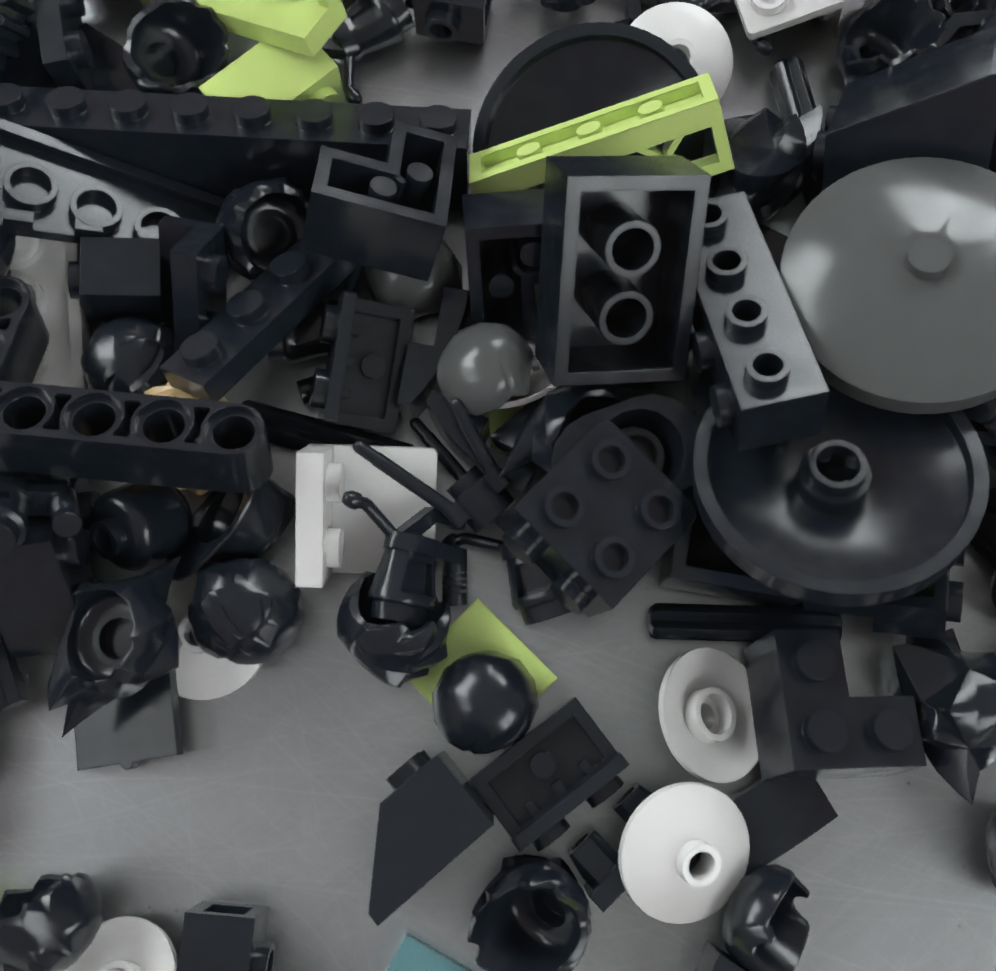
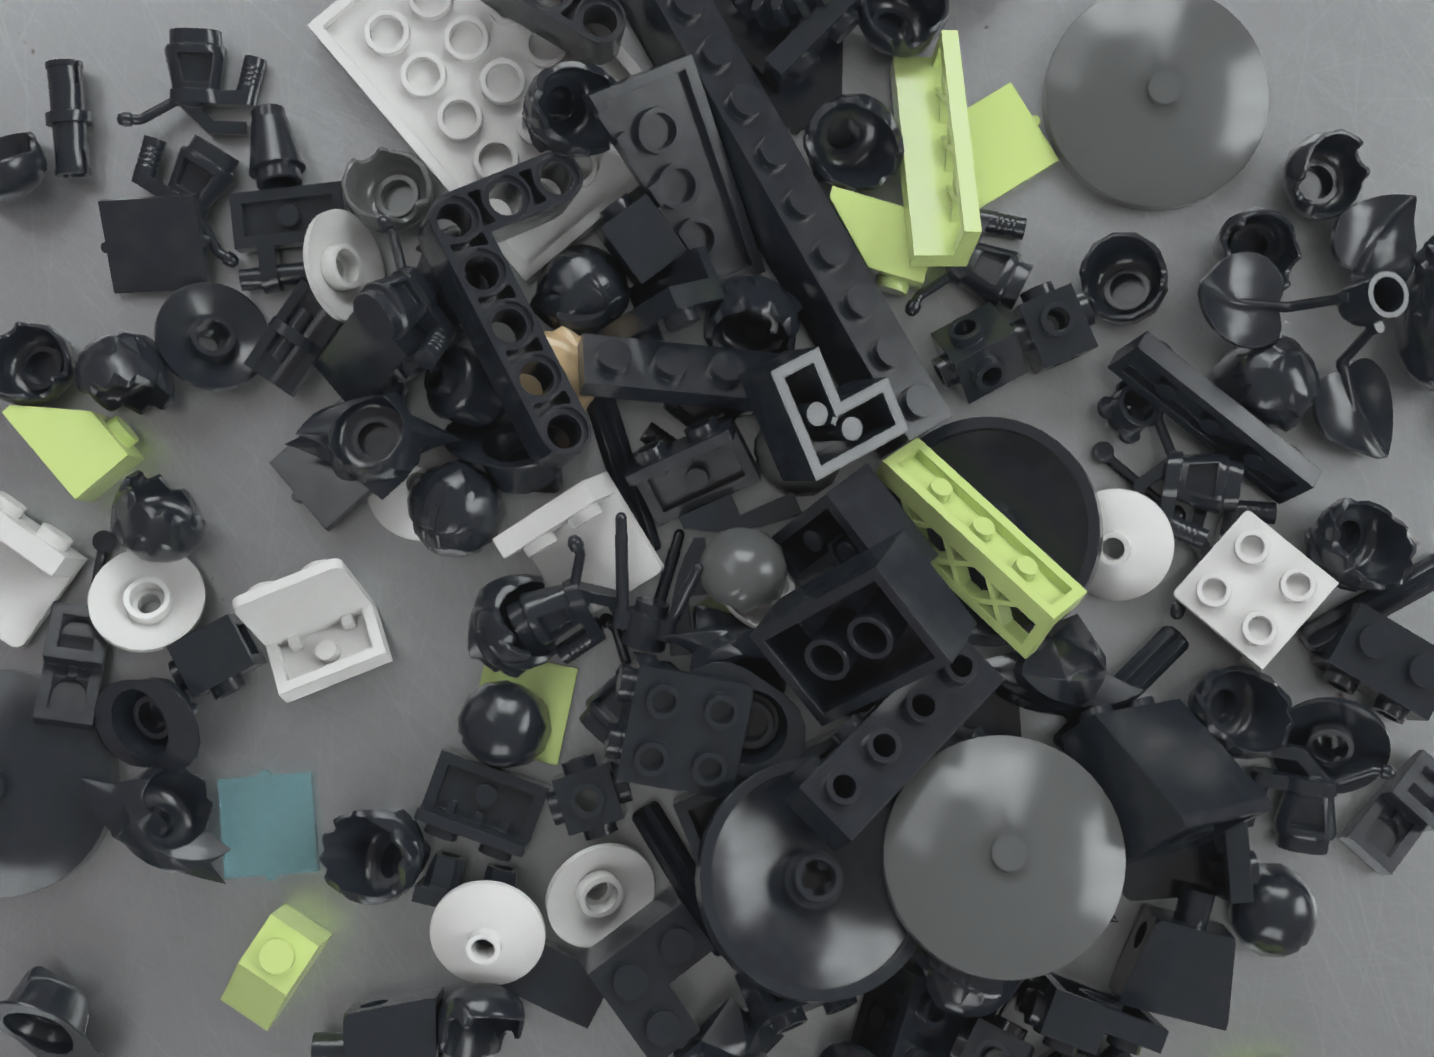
camera: 55 degrees right, 10 degrees up
(257, 829) = (315, 627): none -> white bracket
(422, 828) = (389, 743): black slope -> none
(431, 62) = (978, 353): none -> black brick
(597, 685) = (597, 776): none -> black brick

